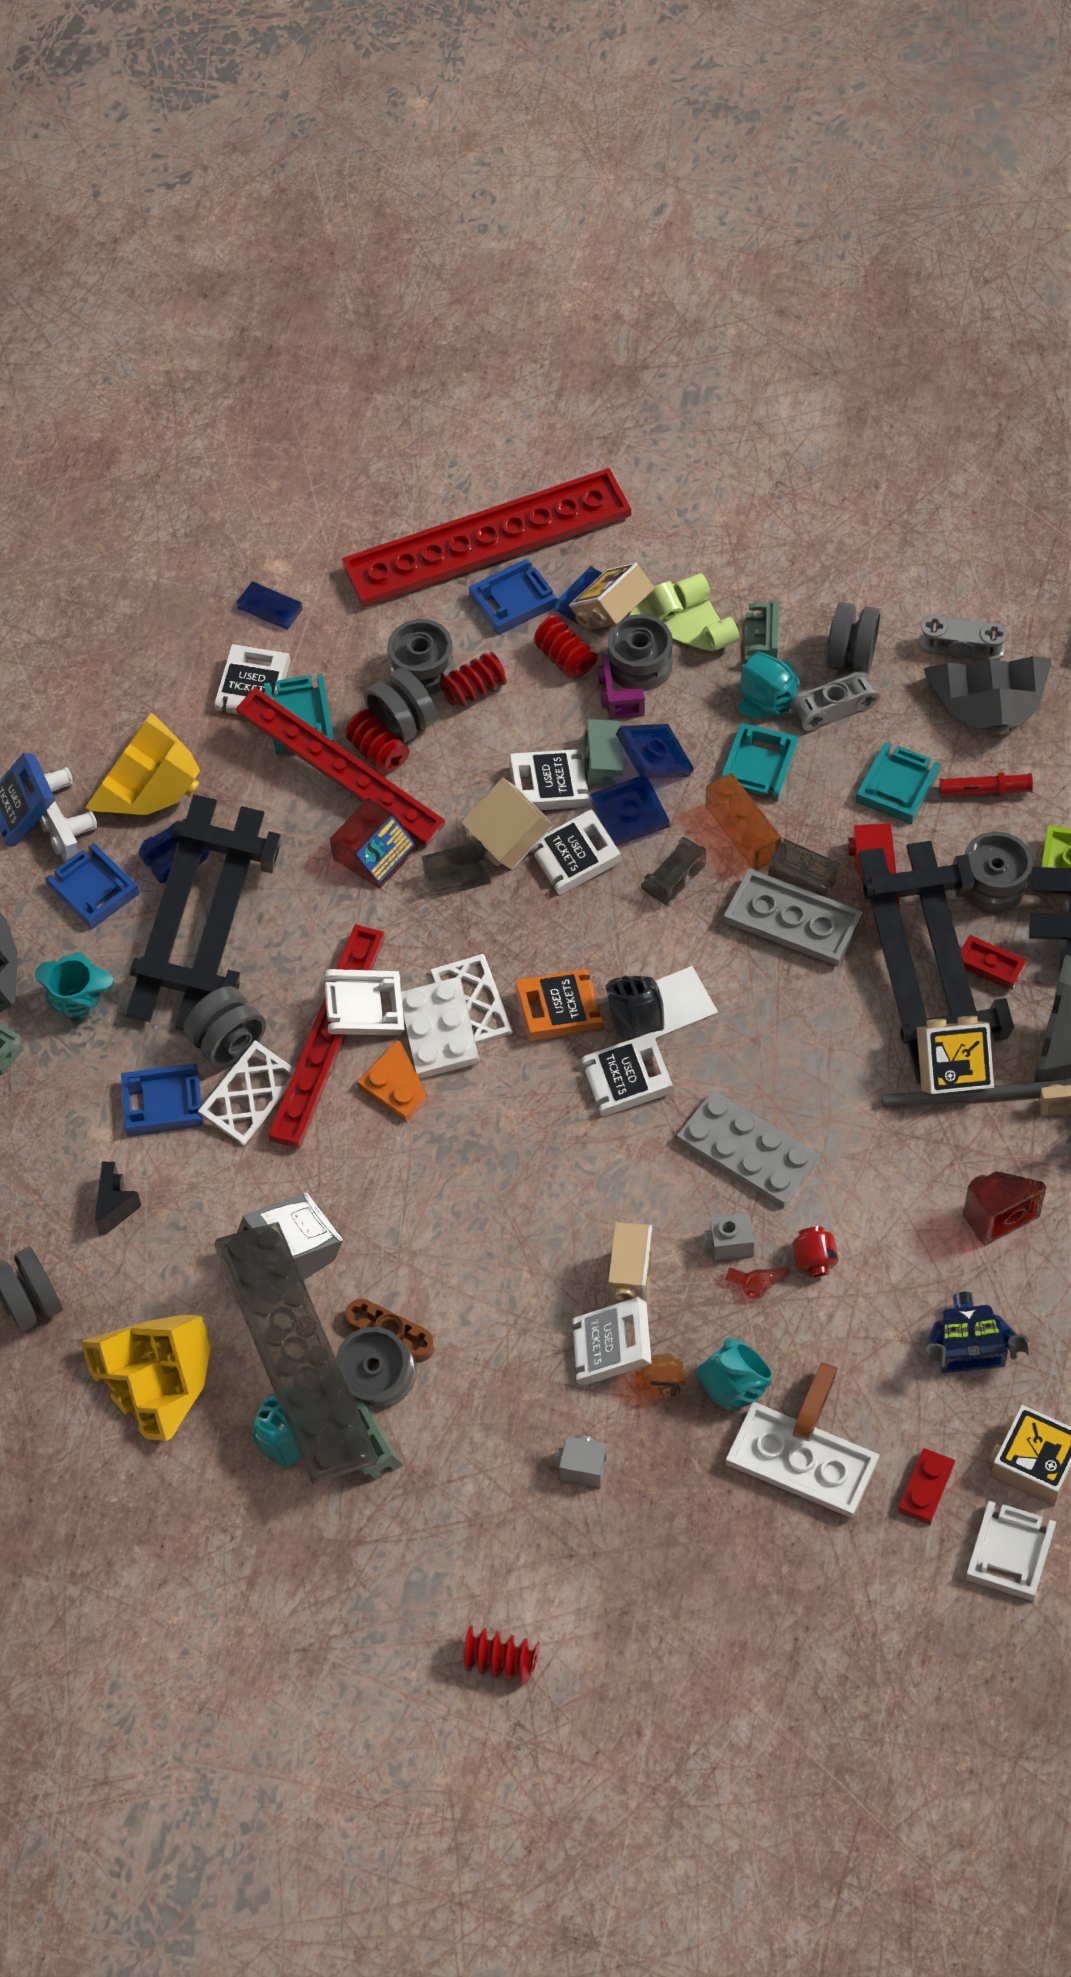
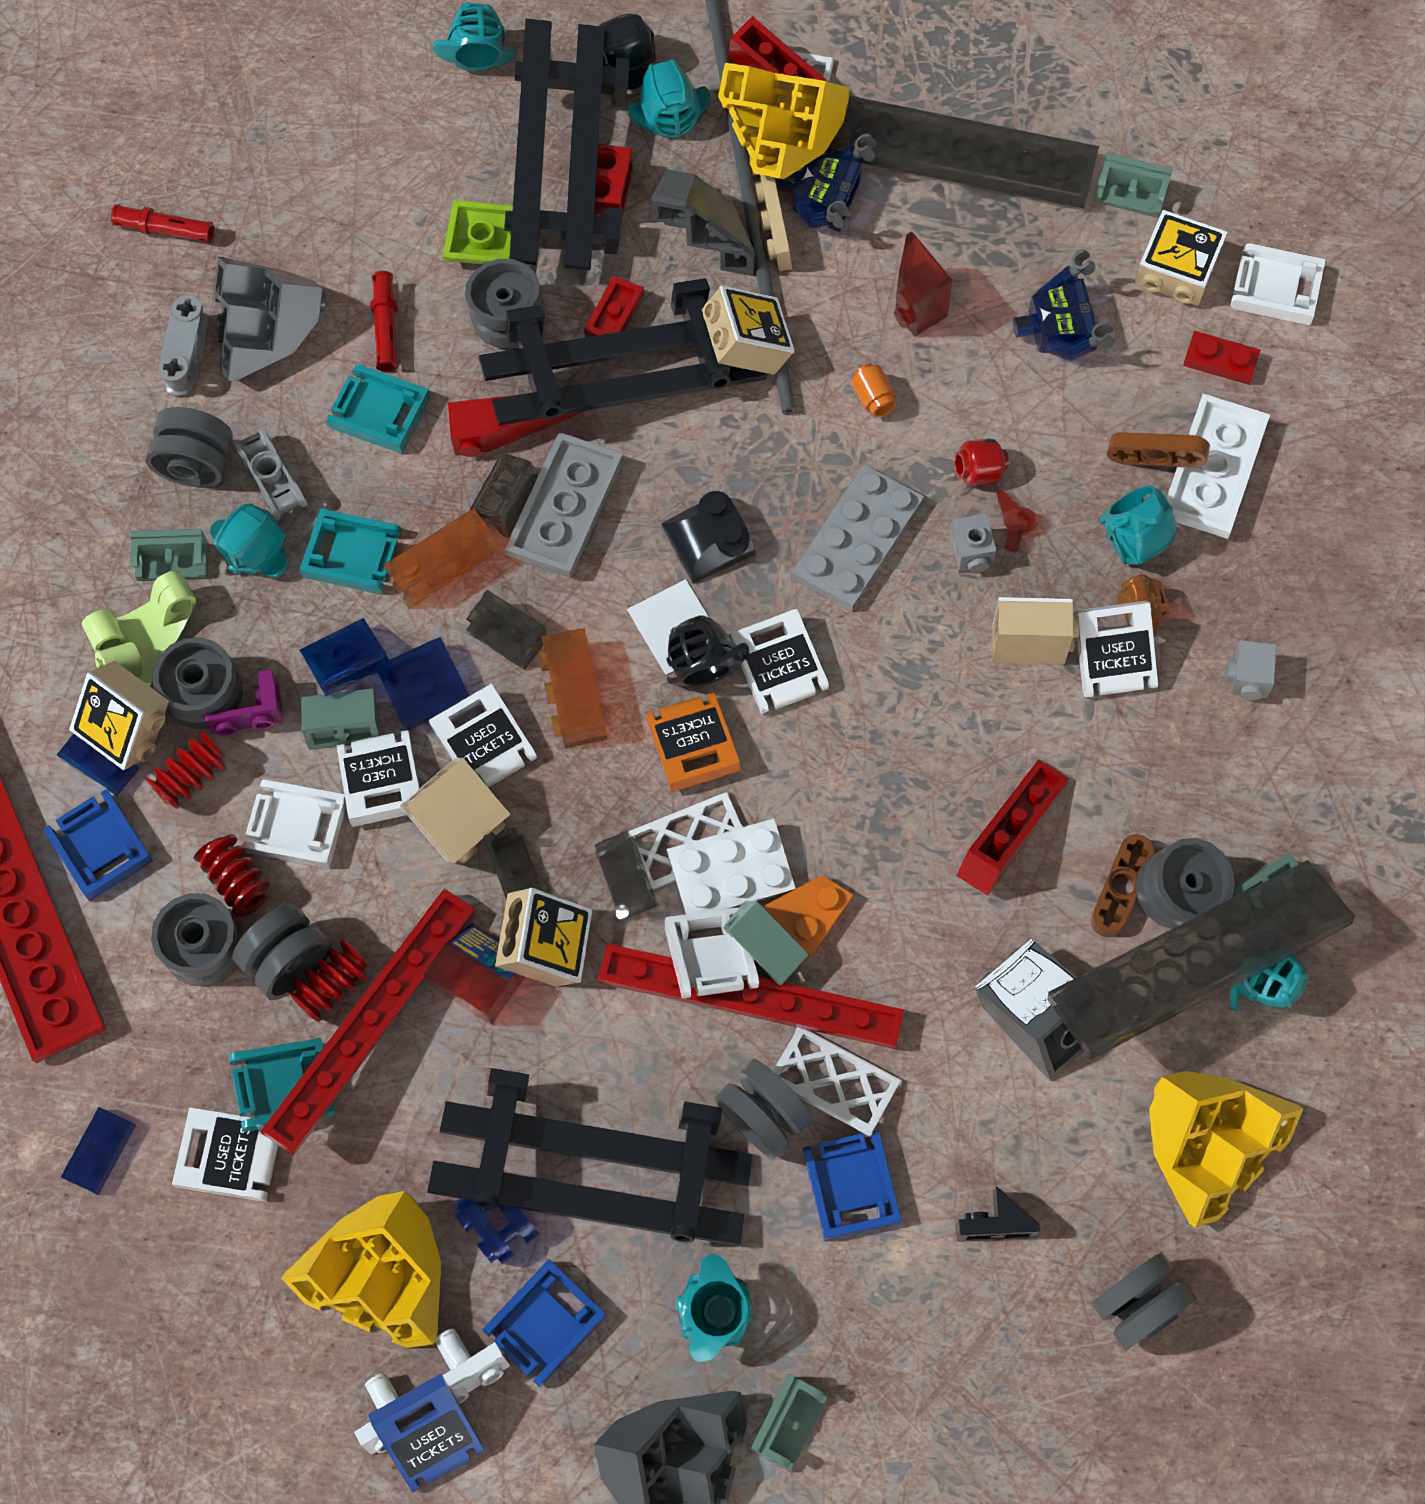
camera: 95 degrees left, 10 degrees up
(366, 1038) = (765, 941): none -> sand green hinge
(388, 882) = (543, 937): none -> piece
(442, 952) = (626, 875): none -> clear smoke hinge
(452, 1243) = (1011, 827): none -> red slope
(515, 721) = (291, 822): none -> white container
(614, 917) = (572, 688): none -> clear orange brick
(756, 1030) = (709, 536): none -> black slope
(897, 1168) = (874, 390): none -> orange brick

